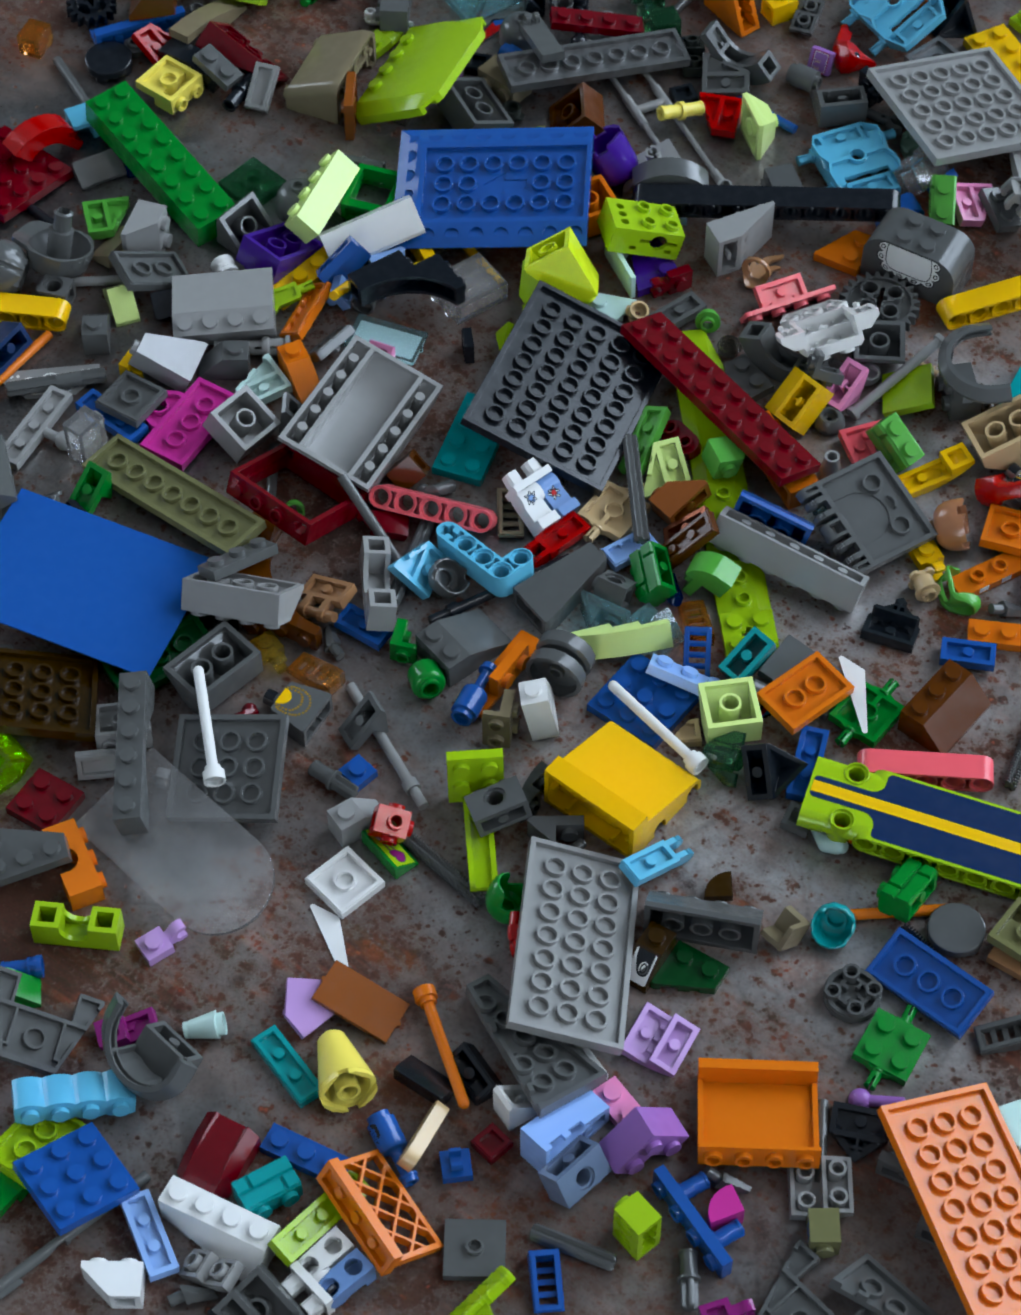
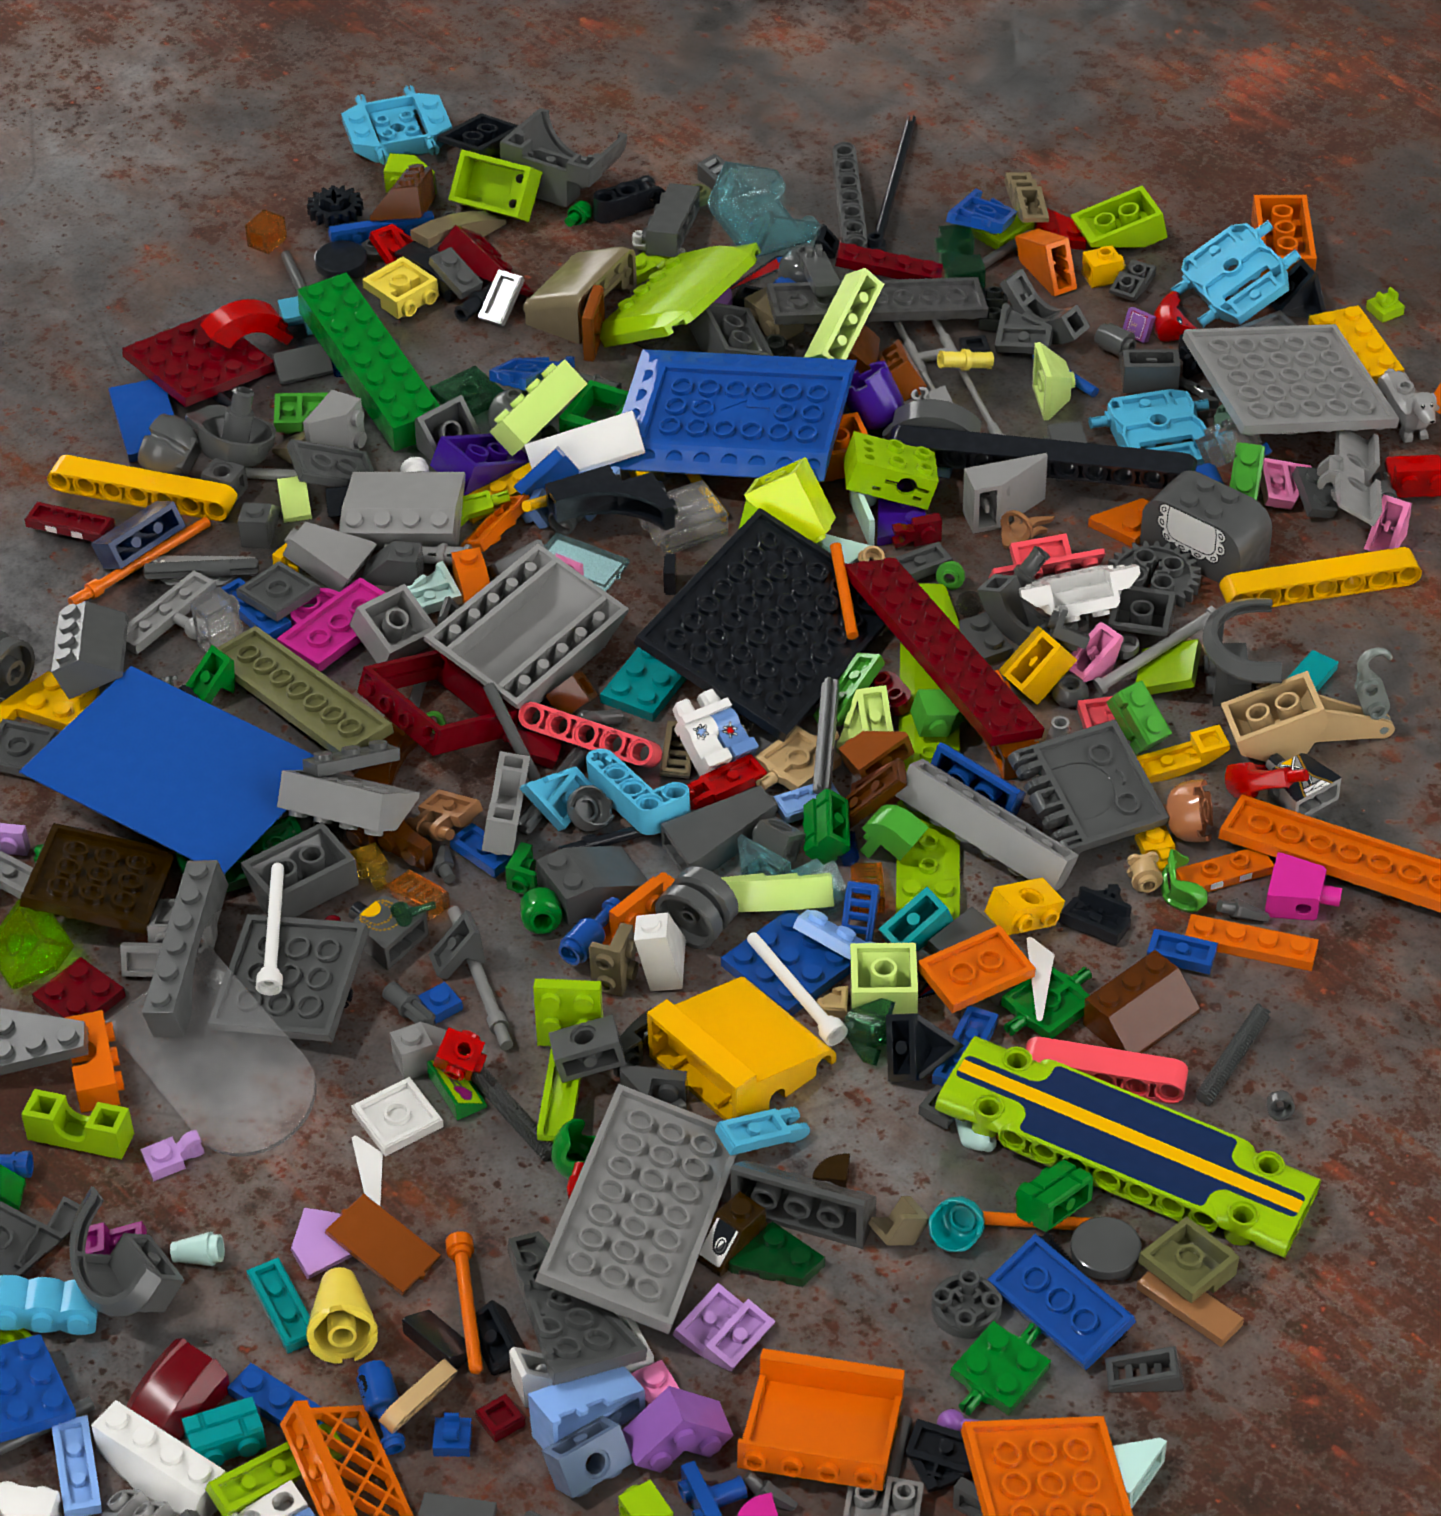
camera: 10 degrees right, 10 degrees down
(301, 159) = (523, 371): none -> blue wing
(318, 696) = (404, 914): none -> clear green hand
(573, 84) = (845, 316): none -> yellowish green brick
(619, 114) = (902, 369): none -> dark orange slope
(624, 349) = (844, 591): none -> orange bar
(721, 114) = (1012, 369): red wing -> none
(777, 309) = (1030, 566): none -> dark grey pin
(833, 629) = (1024, 906): none -> yellow brick

